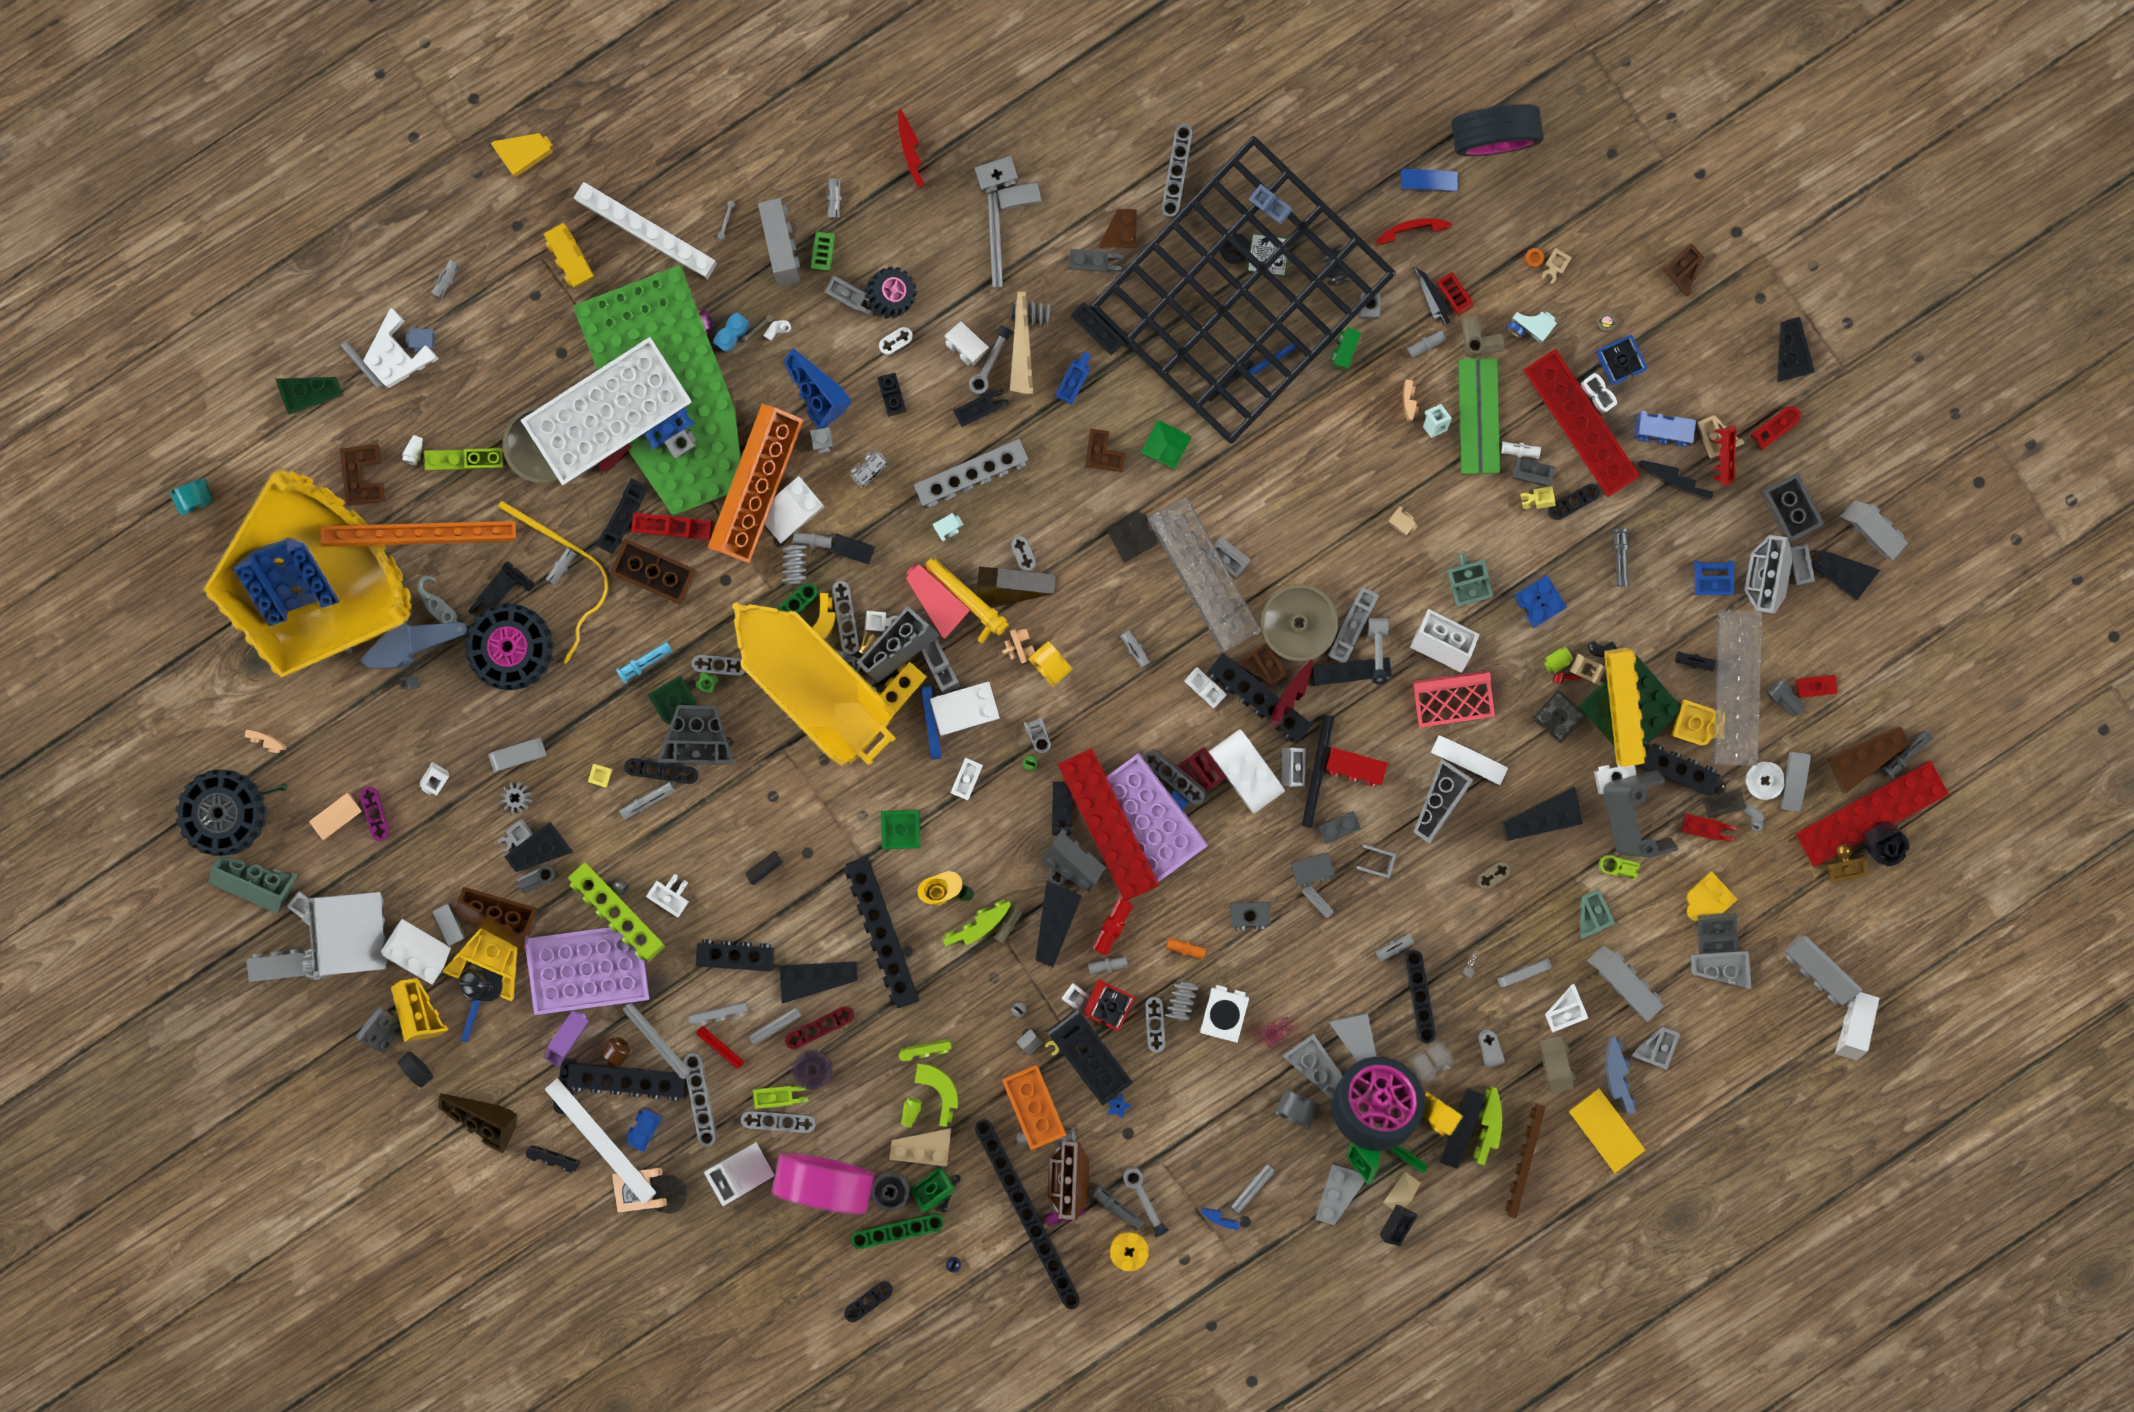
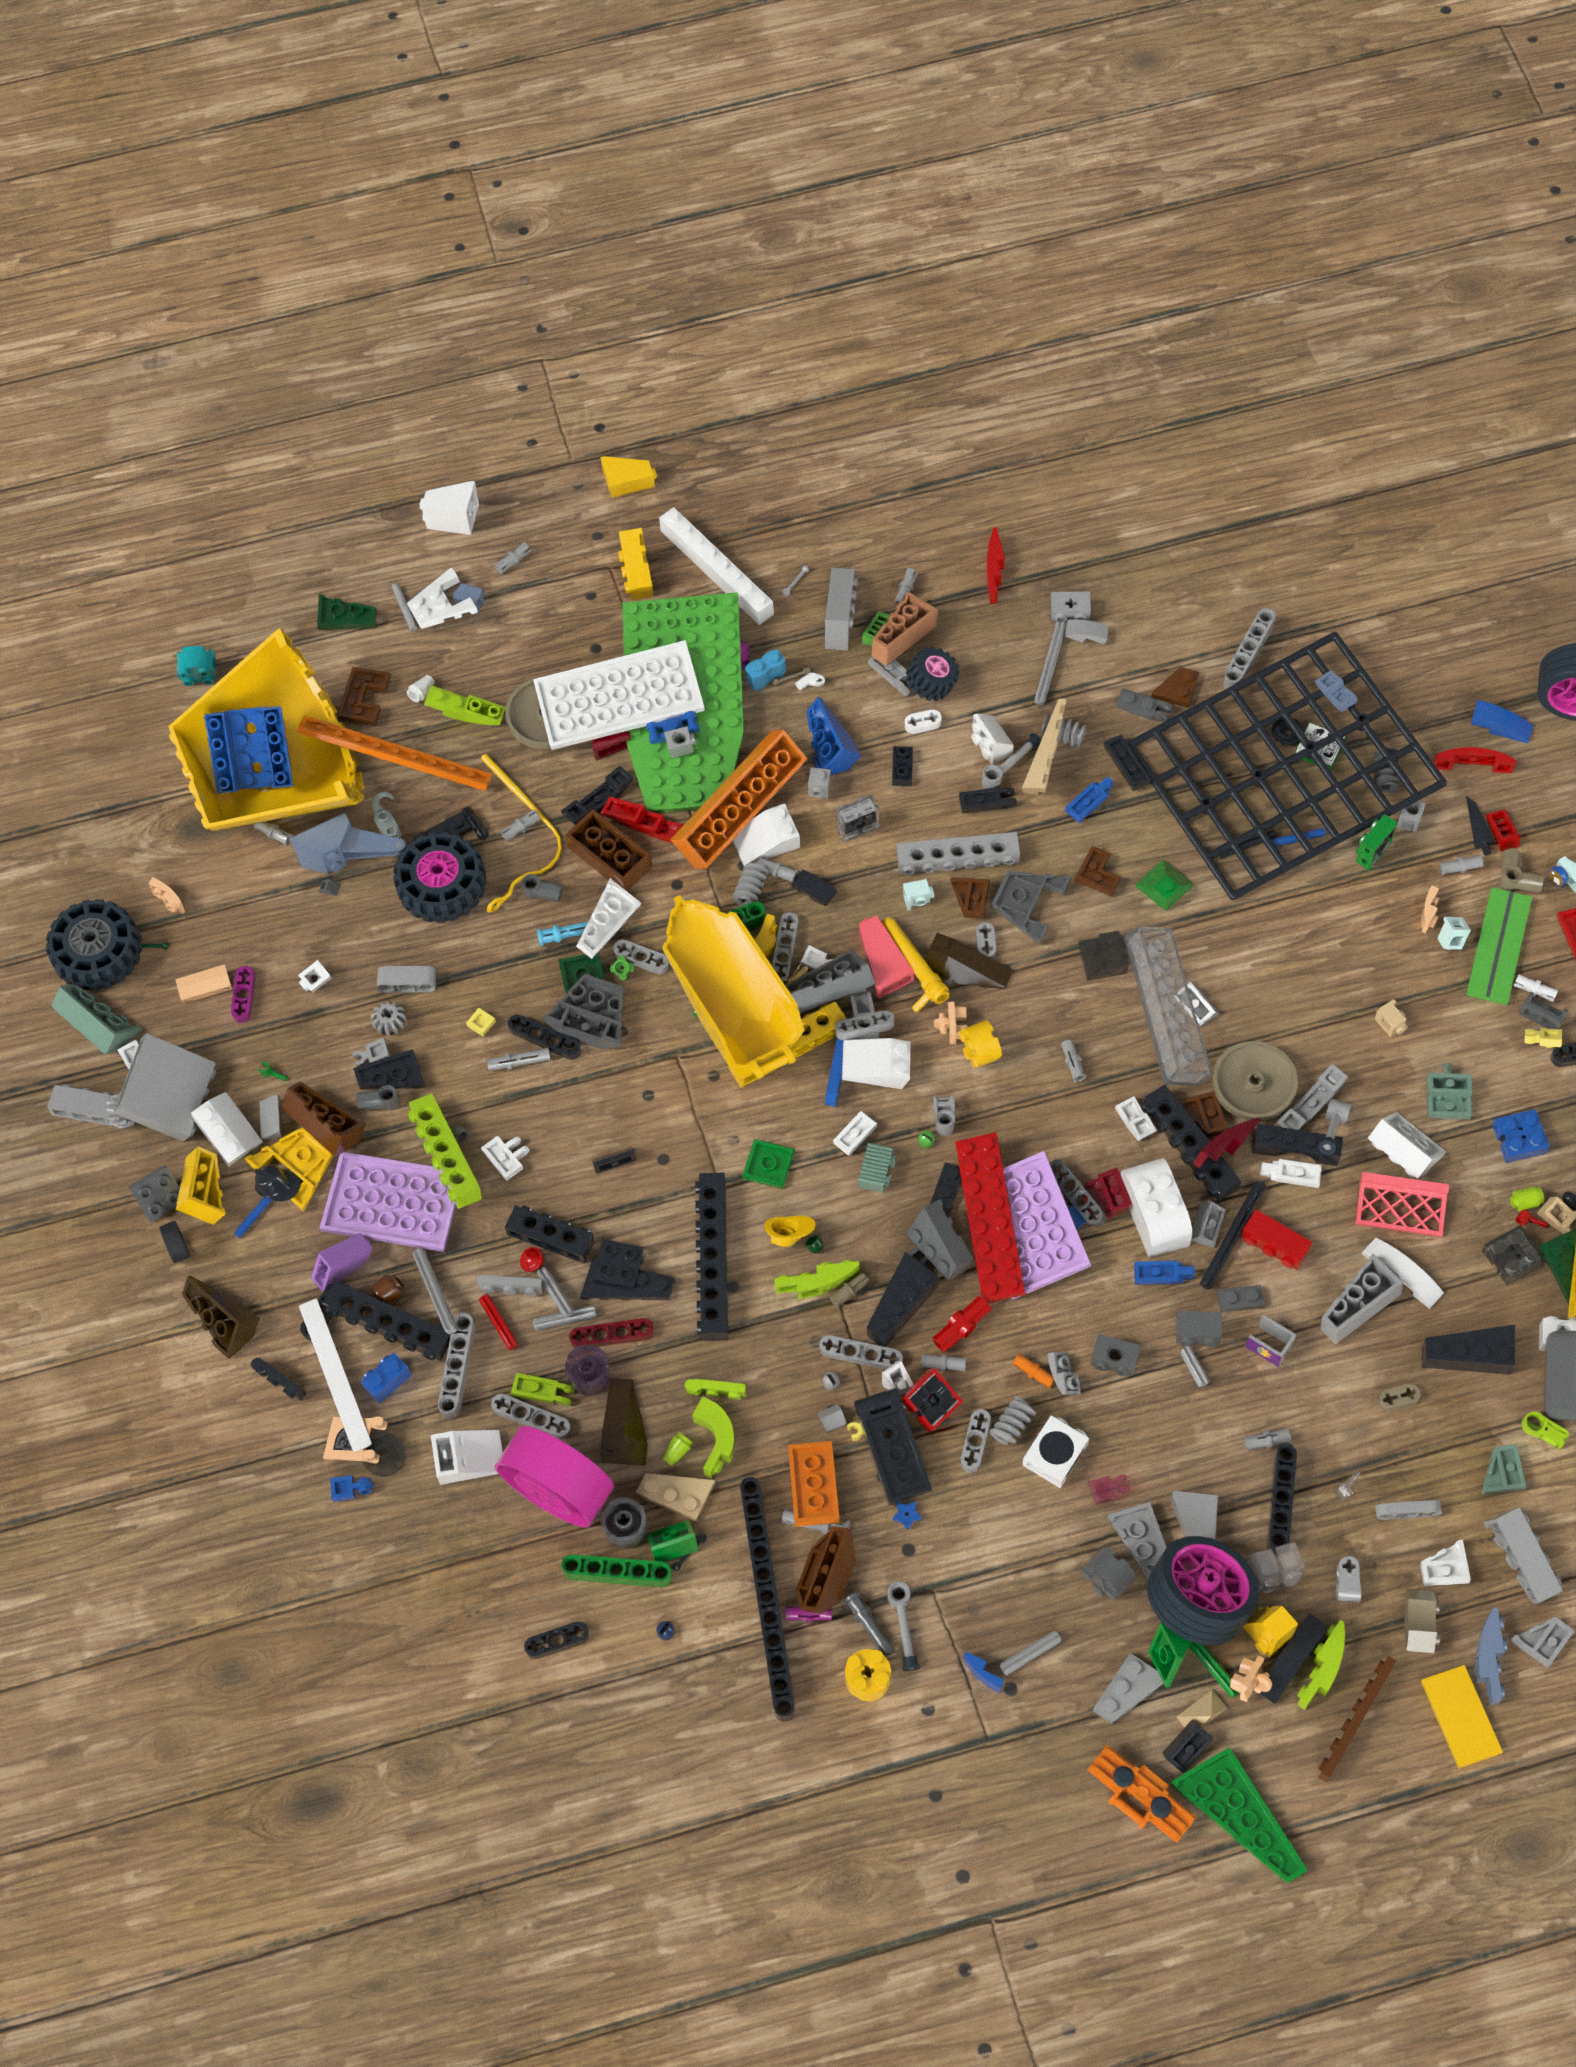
camera: 25 degrees right, 25 degrees down
(367, 247) = (451, 508): none -> white slope
(432, 880) = (270, 1072): none -> green hand
(609, 626) = (543, 889): none -> dark grey piece
(647, 1233) = (344, 1487): none -> blue plate
(677, 638) = (608, 917): none -> white wing
(728, 984) = (531, 1259): none -> red hat
(759, 1008) = (555, 1292): none -> light grey axle
(804, 966) = (618, 1263): none -> black hinge
(848, 250) = (904, 628): none -> nougat wedge
(860, 1109) = (623, 1430): none -> dark brown wedge
(941, 686) = (850, 1023): none -> light grey beam
(995, 806) = (876, 1167): none -> sand green brick
(996, 512) = (971, 895): none -> reddish brown wing
(1035, 974) = (859, 1357): none -> light grey beam
(1039, 500) = (1019, 896): none -> dark grey wing
(1212, 947) = (1065, 1380): none -> light grey slope
(1266, 826) = (1161, 1272): none -> blue hinge
(1354, 697) = (1293, 1172): none -> white hinge
(1375, 1270) = (1146, 1787): none -> orange piece
(1434, 1148) = (1255, 1678): none -> light nougat hips
(1447, 1259) = (1232, 1802): none -> green wing

